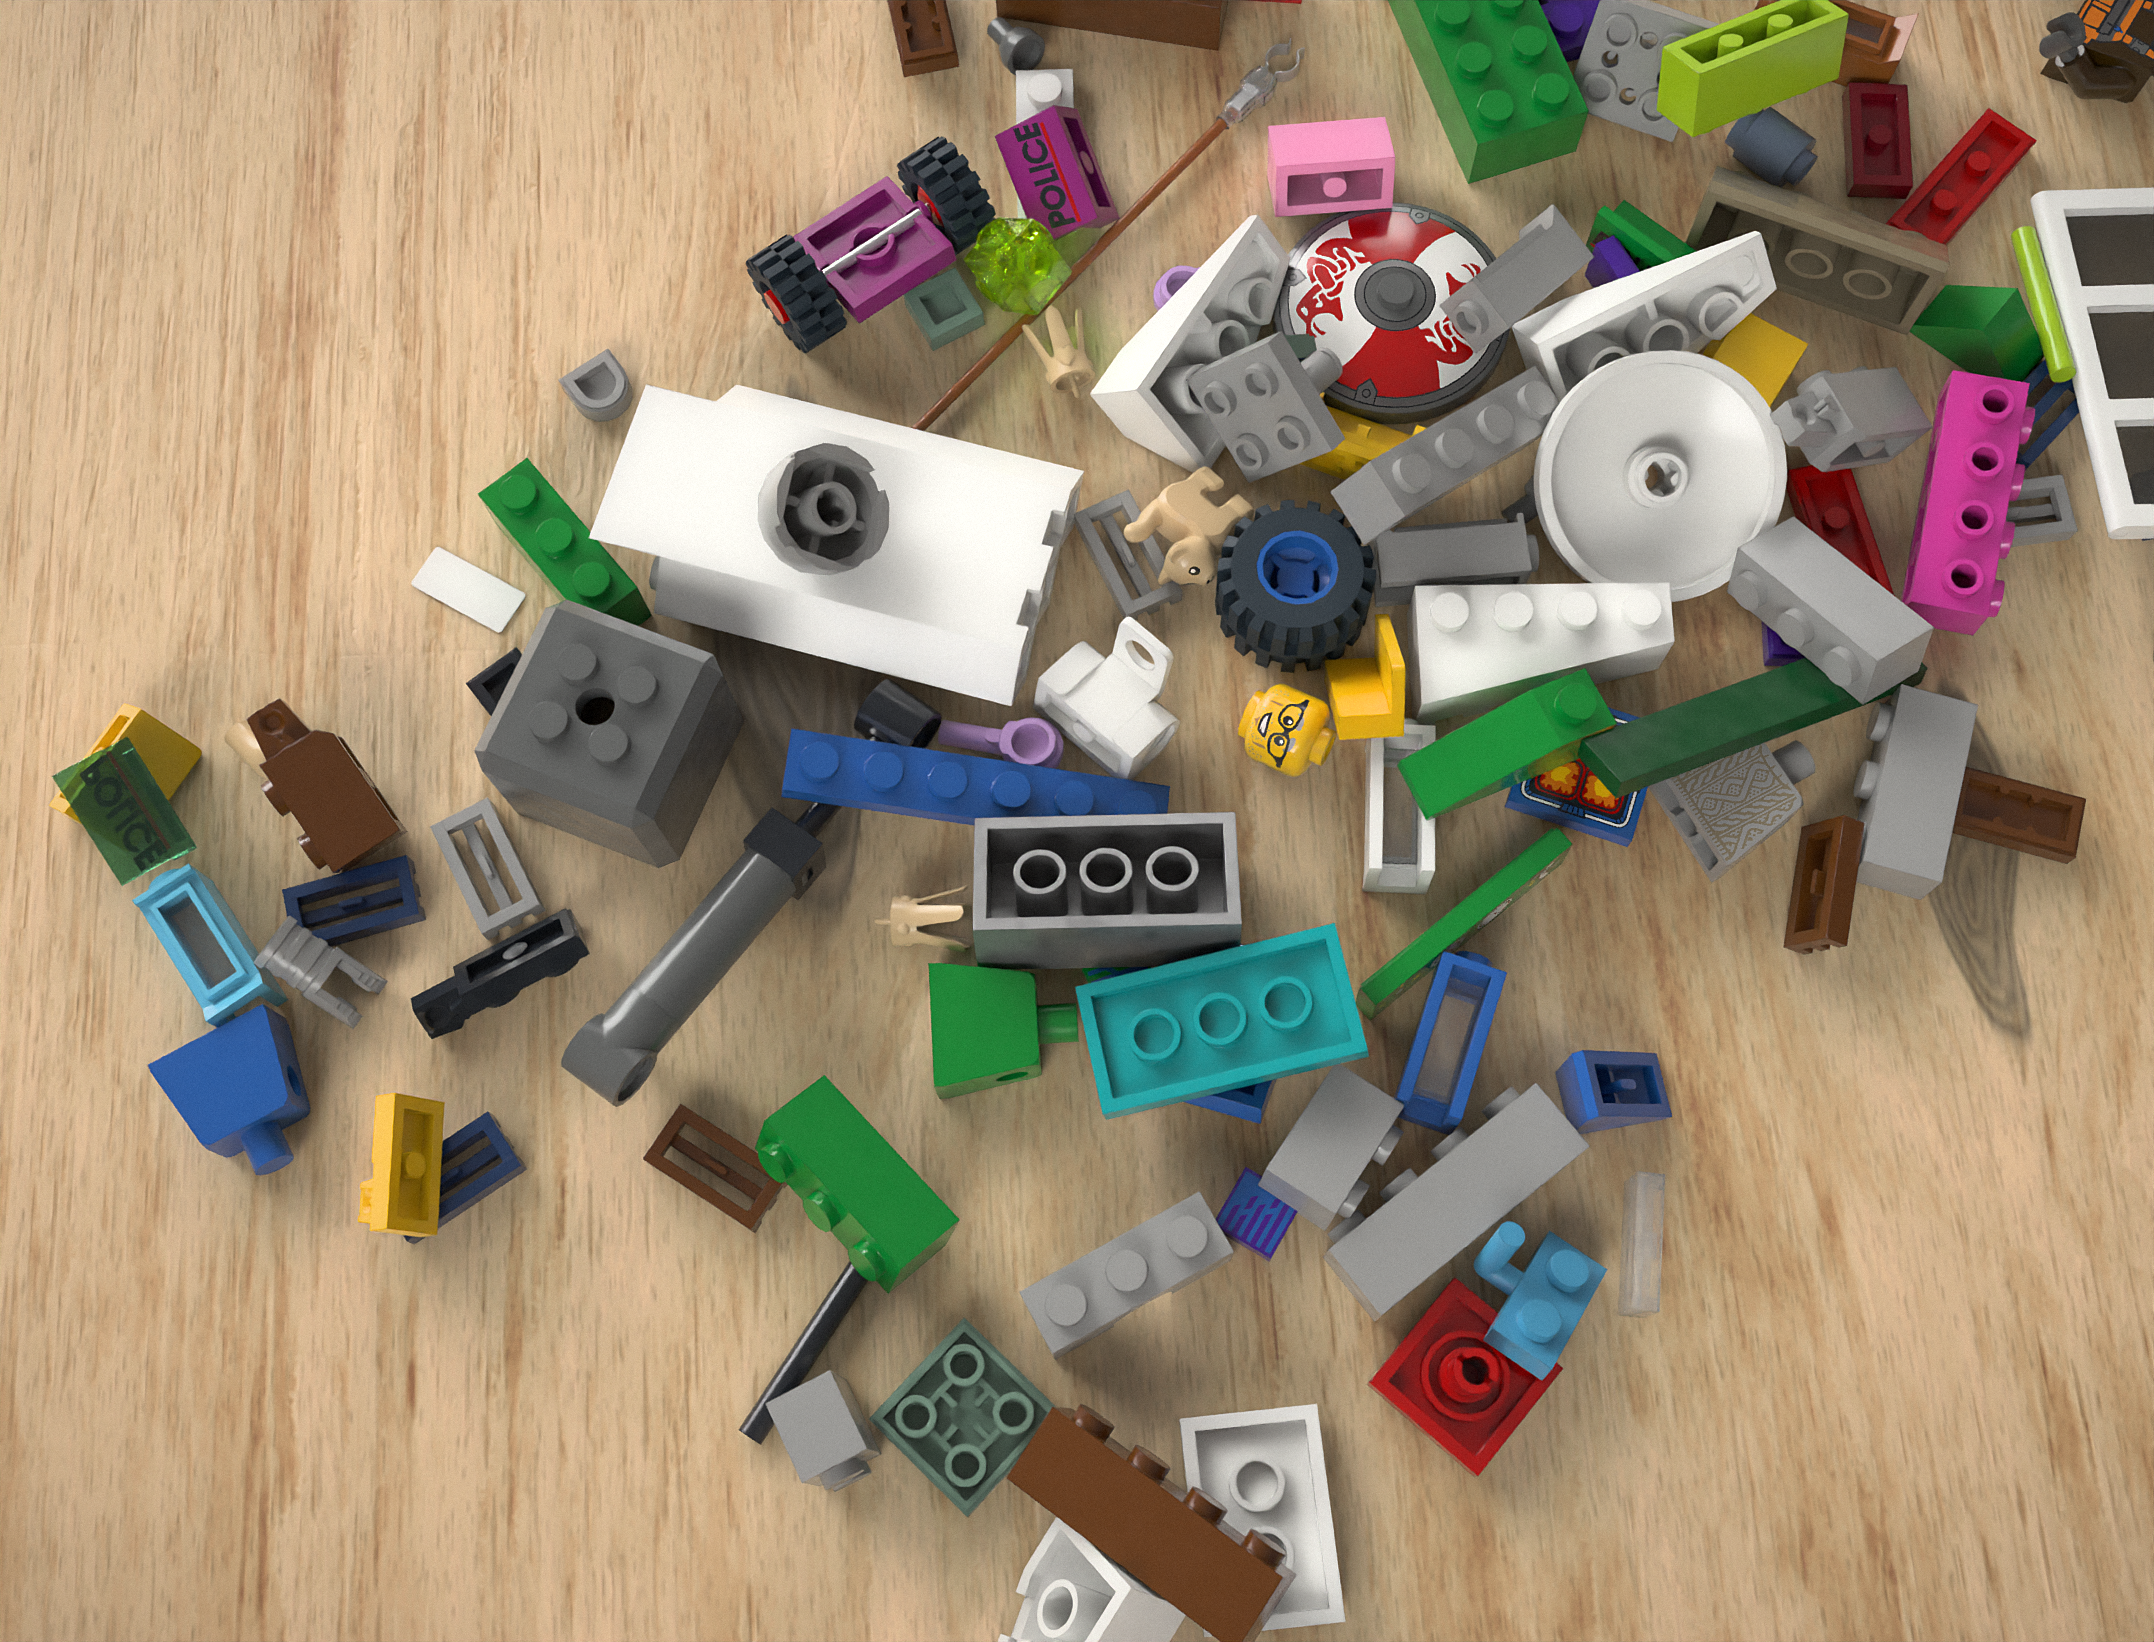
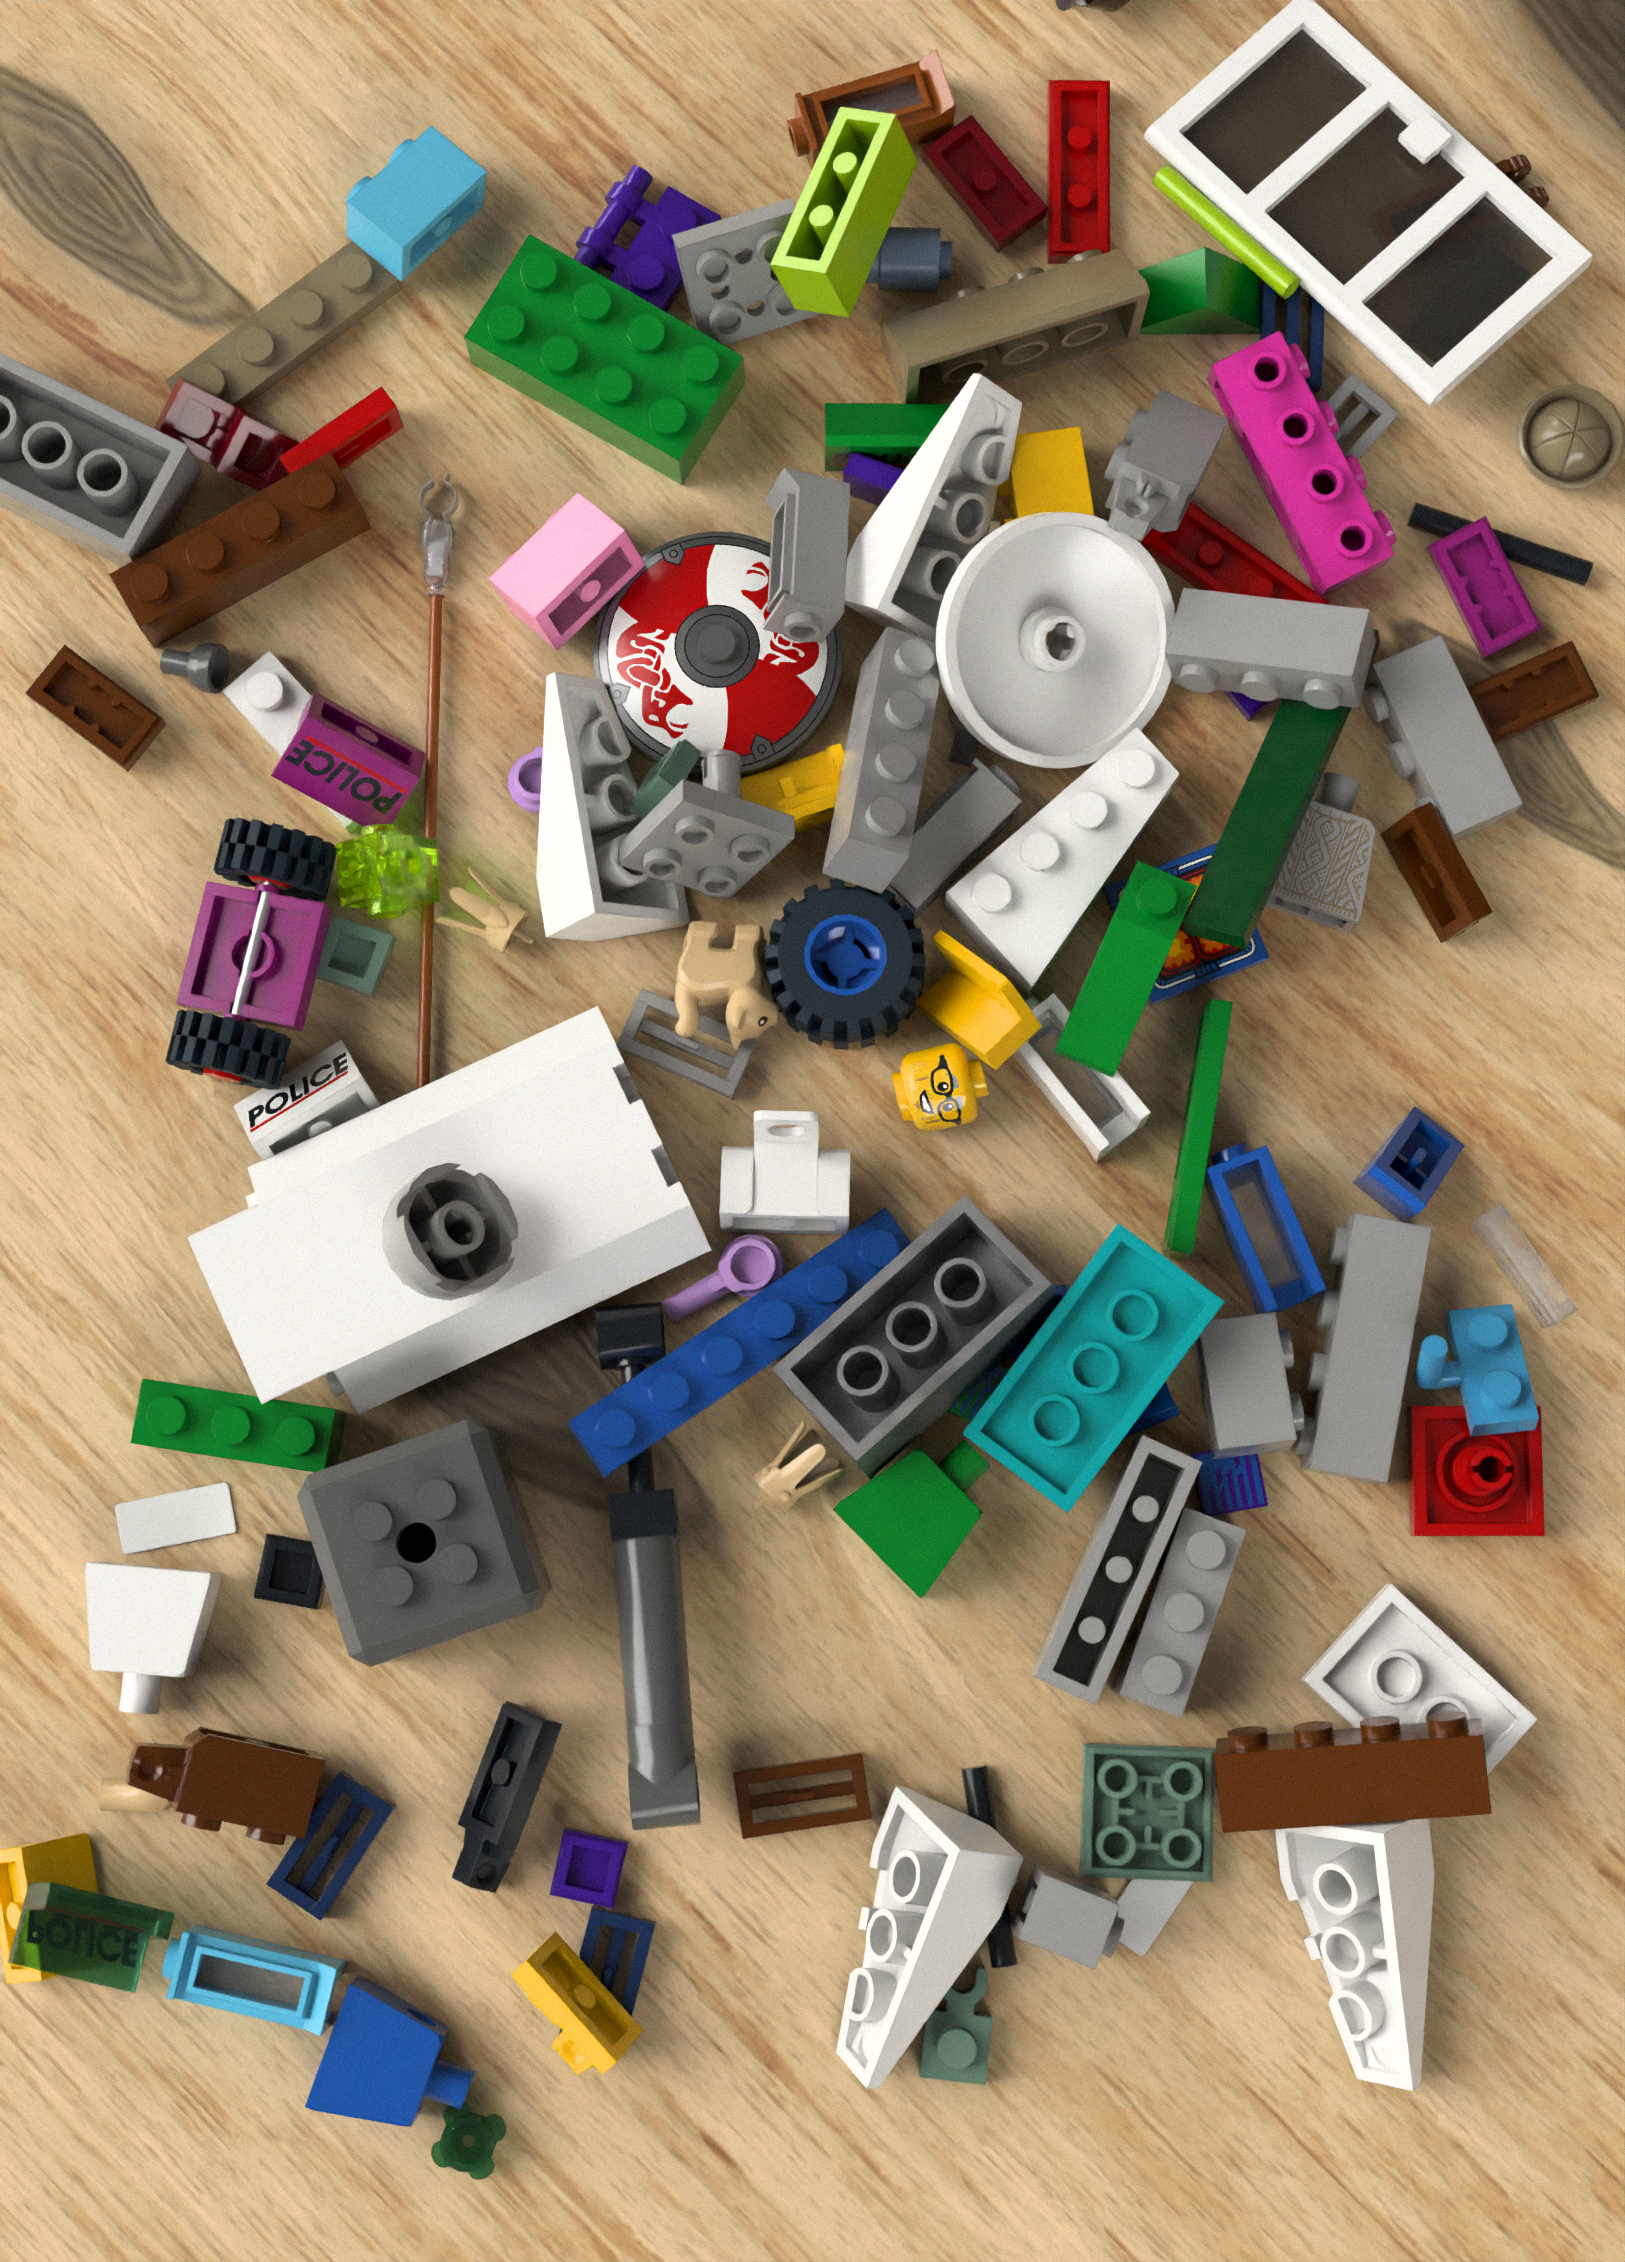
camera: 45 degrees left, 10 degrees up
(222, 1205) = (475, 2159): none -> clear green plate
(307, 964) = (354, 1922): light grey hinge -> none
(376, 638) = (147, 1625): none -> white torso
(510, 912) = (462, 1744): light grey tile -> none
(515, 1083) = (589, 1867): none -> dark purple tile
(599, 388) = (125, 1260): light grey tile -> none
(663, 1458) = (957, 2037): none -> sand green plate
(734, 1340) = (931, 1910): none -> white wedge
(819, 378) = (308, 1102): none -> white panel
(854, 1184) = (923, 1720): green brick -> none
(896, 1496) = (1146, 1909): none -> white sticker
(1104, 1196) = (1116, 1568): none -> light grey brick
(2043, 706) = (1483, 587): none -> magenta plate
(2083, 689) = (1515, 548): none -> black bar

